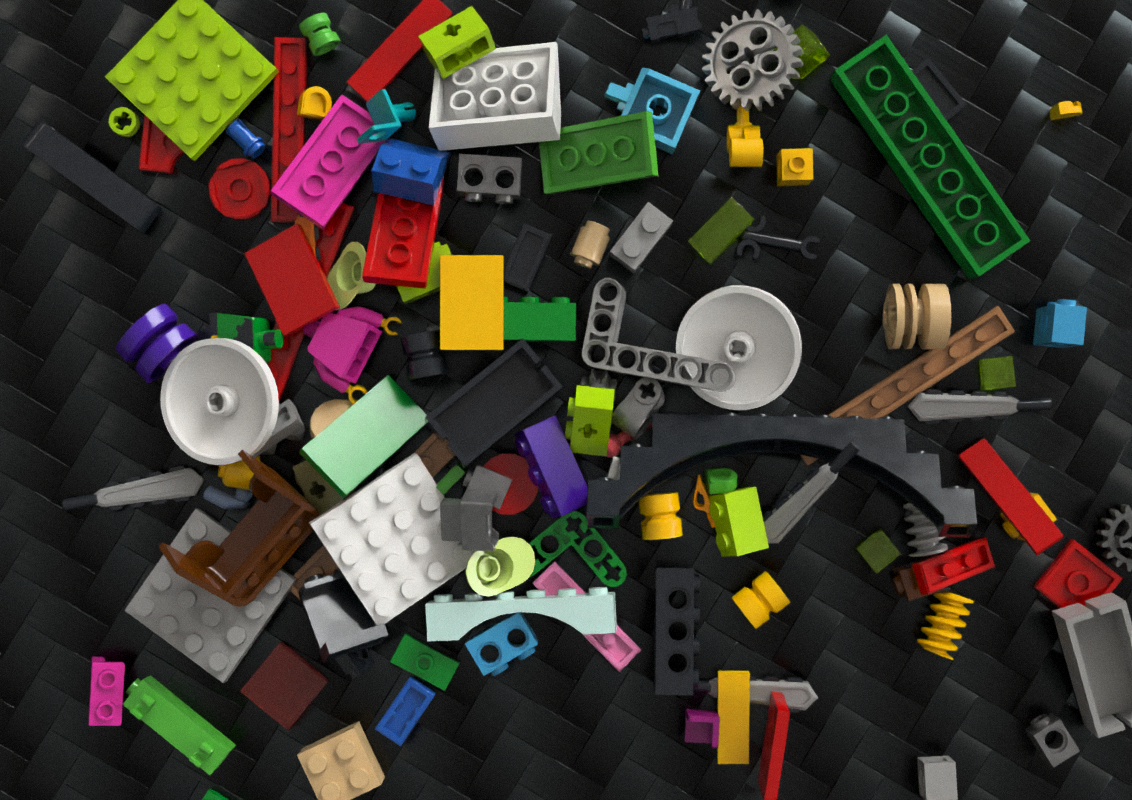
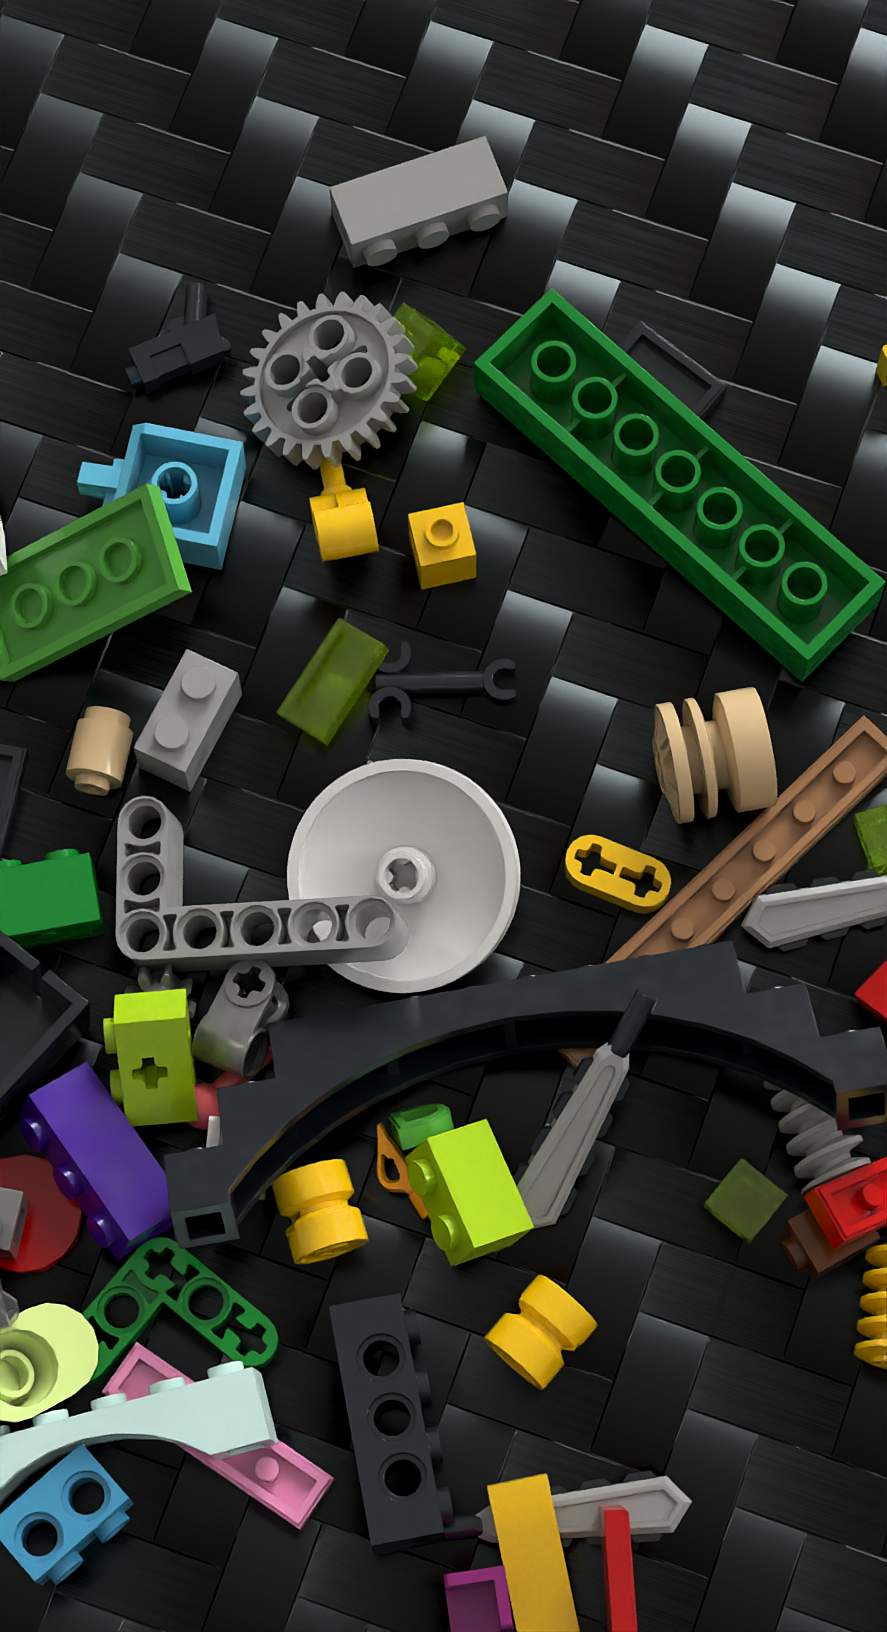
camera: 15 degrees left, 15 degrees down
(853, 359) = (622, 861): none -> yellow beam

